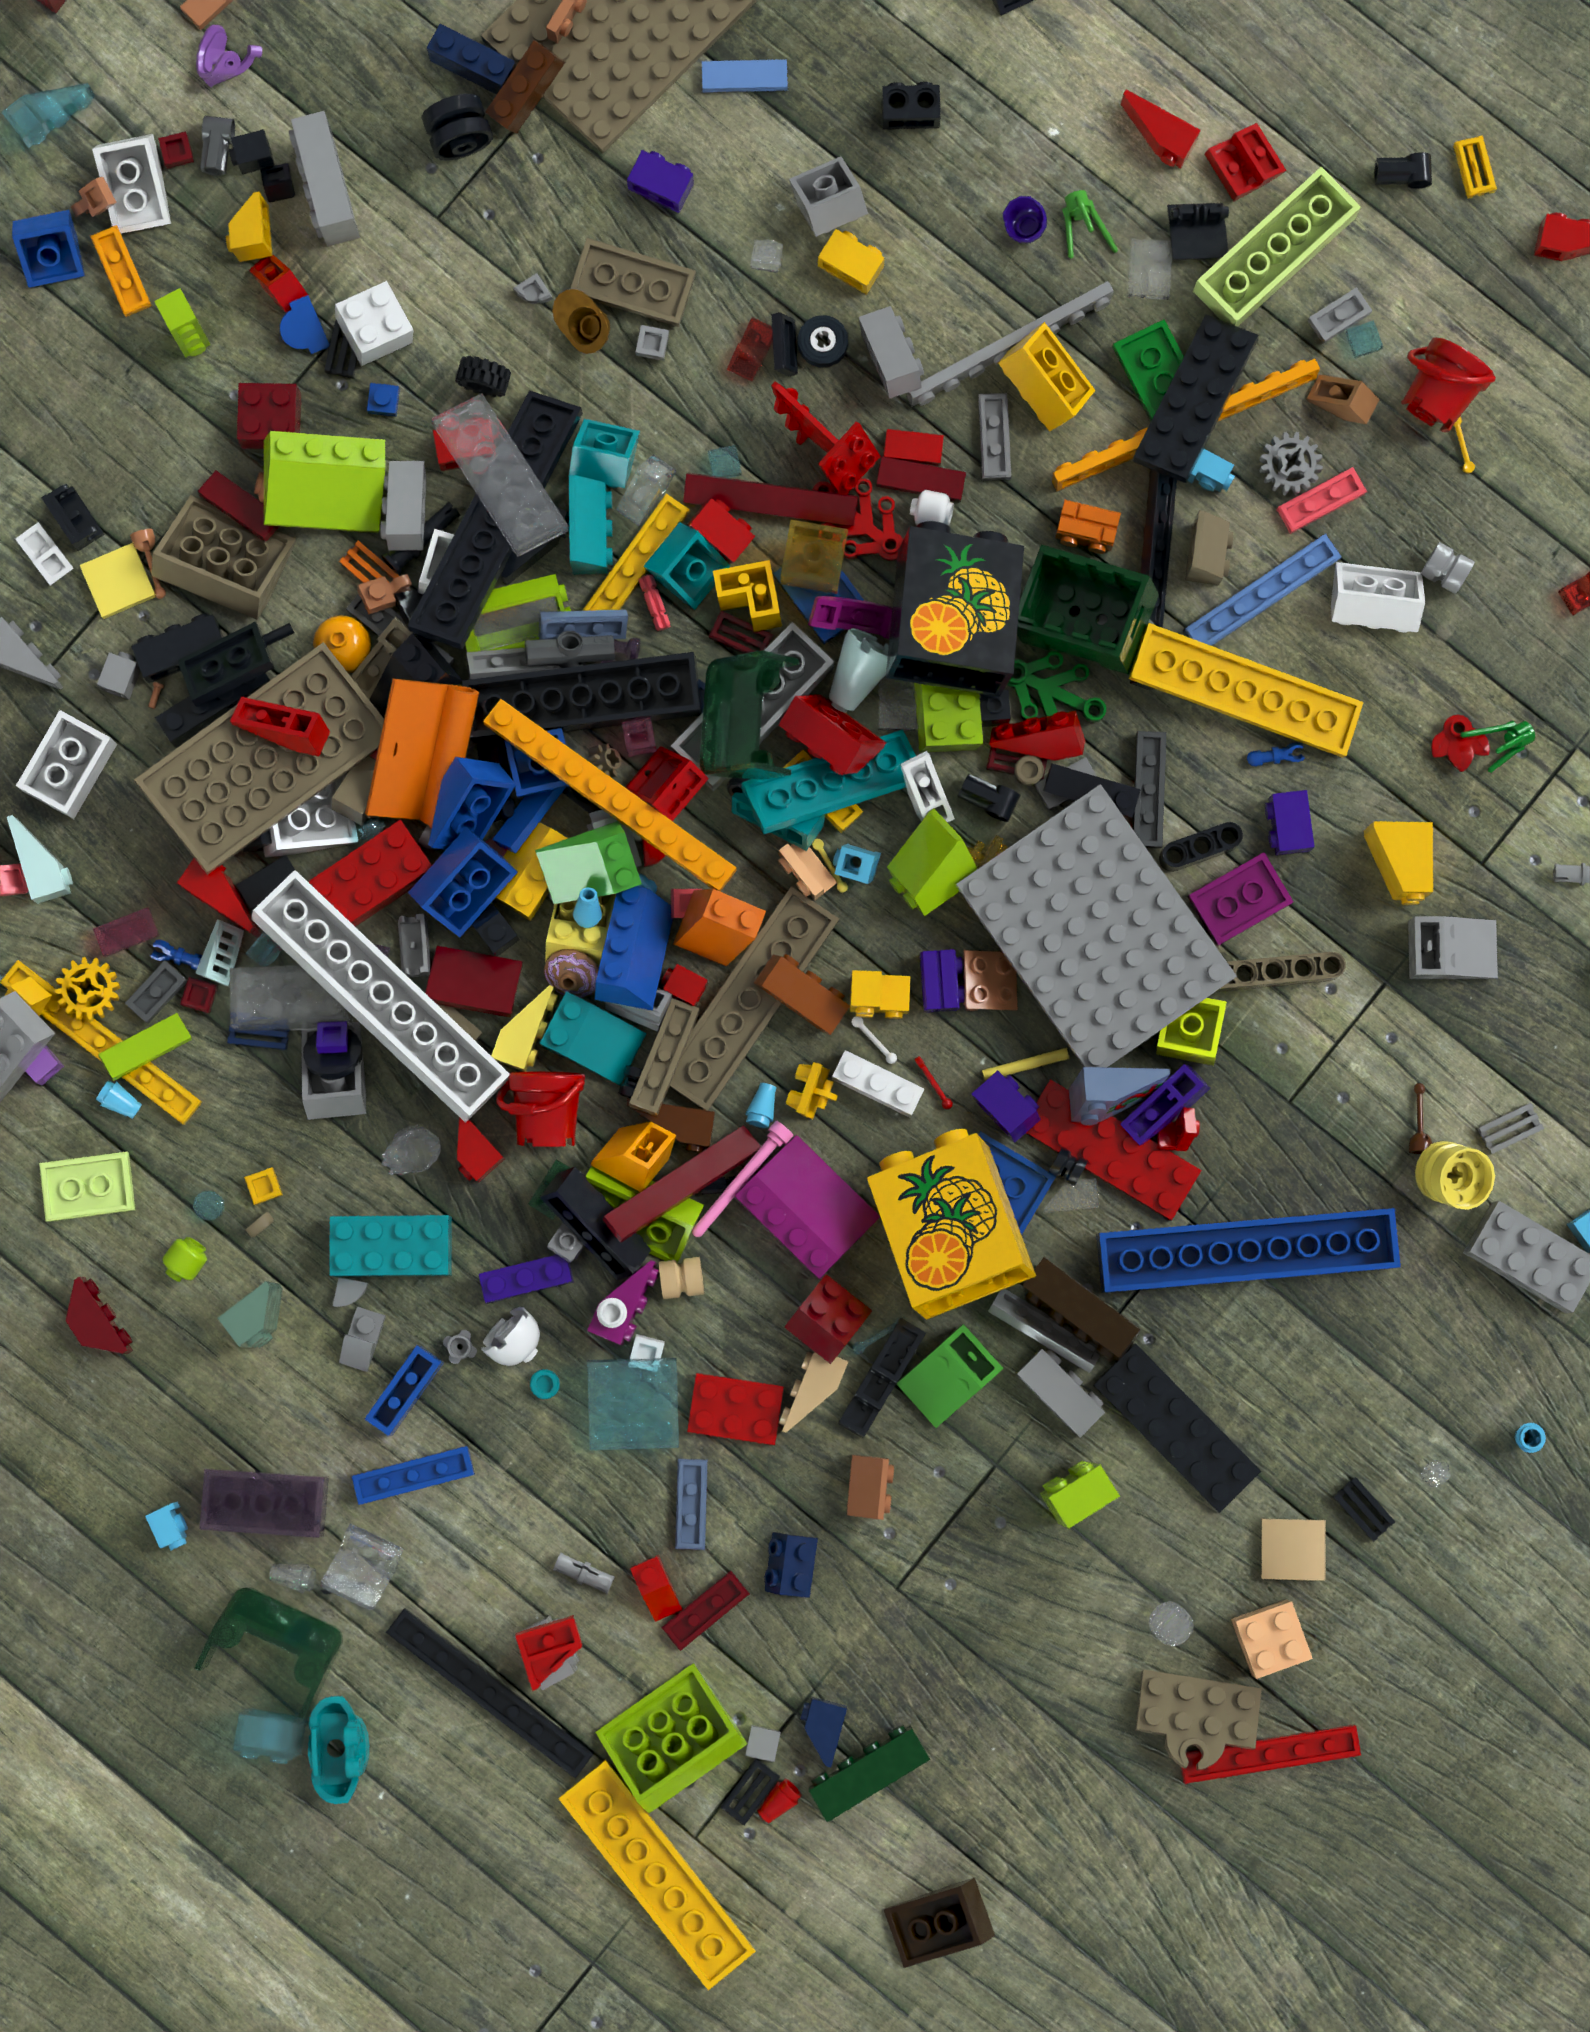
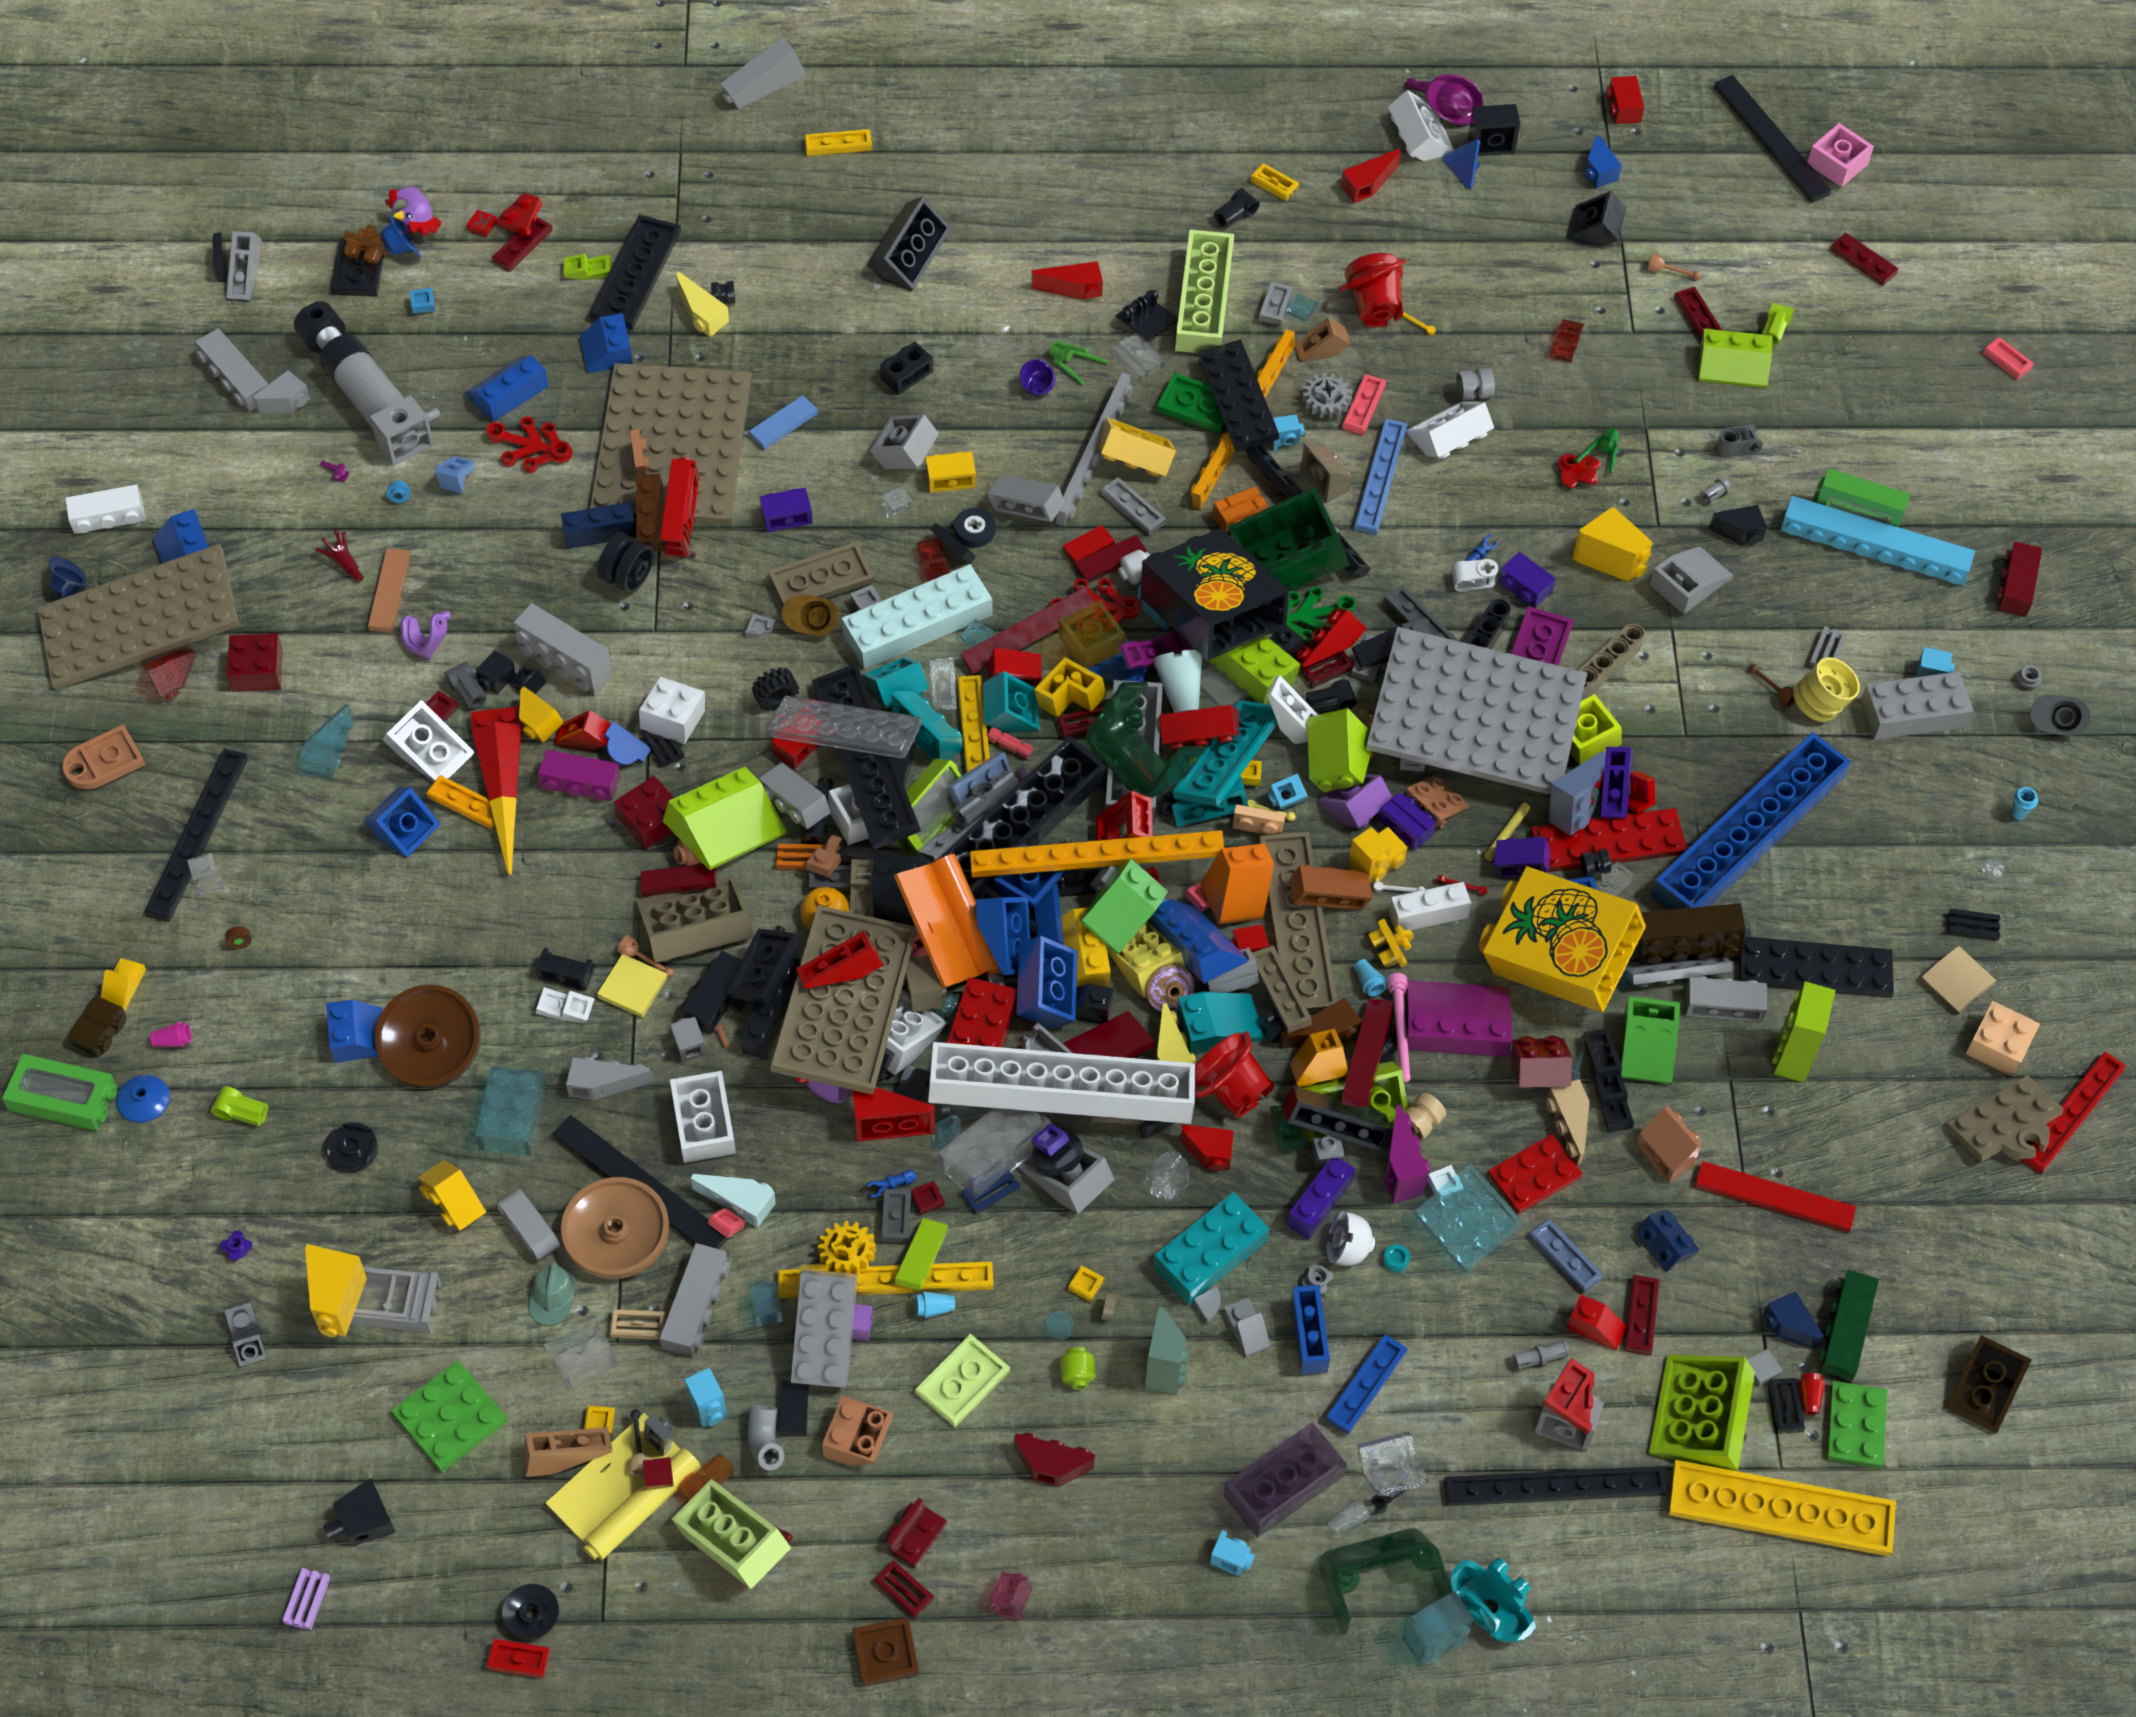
camera: 40 degrees left, 25 degrees down
(95, 198) = (412, 764): nougat plate -> none
(126, 932) = (840, 1194): clear pink plate -> none
(182, 323) = (544, 790): lime brick -> none
(189, 242) = (498, 746): none -> red plate
(209, 959) = (923, 1162): light aqua slope -> none
(238, 325) = (579, 775): none -> magenta brick
(383, 399) = (717, 754): blue plate -> none
(552, 105) = (680, 506): none -> red door
(587, 909) = (1146, 932): medium azure cone -> none
(611, 1312) = (1404, 1153): white plate -> none
(639, 737) = (1079, 819): clear pink brick -> none
(681, 399) = (916, 616): none -> light aqua brick
(793, 1858) = (1857, 1425): none -> bright green plate
(845, 459) = (1031, 570): red piece -> none
(909, 929) = (1358, 803): none -> medium lavender slope
(924, 1606) = (1775, 1196): none -> red tile
(1029, 770) = (1341, 664): dark tan tile -> none
(1171, 1623) = (1935, 1079): clear piece -> none
(1240, 772) = (1472, 576): none -> white piece
(1245, 162) = (1138, 266): red slope -> none
(1246, 690) = (1427, 526): yellow plate -> none
(1557, 932) = (1740, 524): none -> black slope

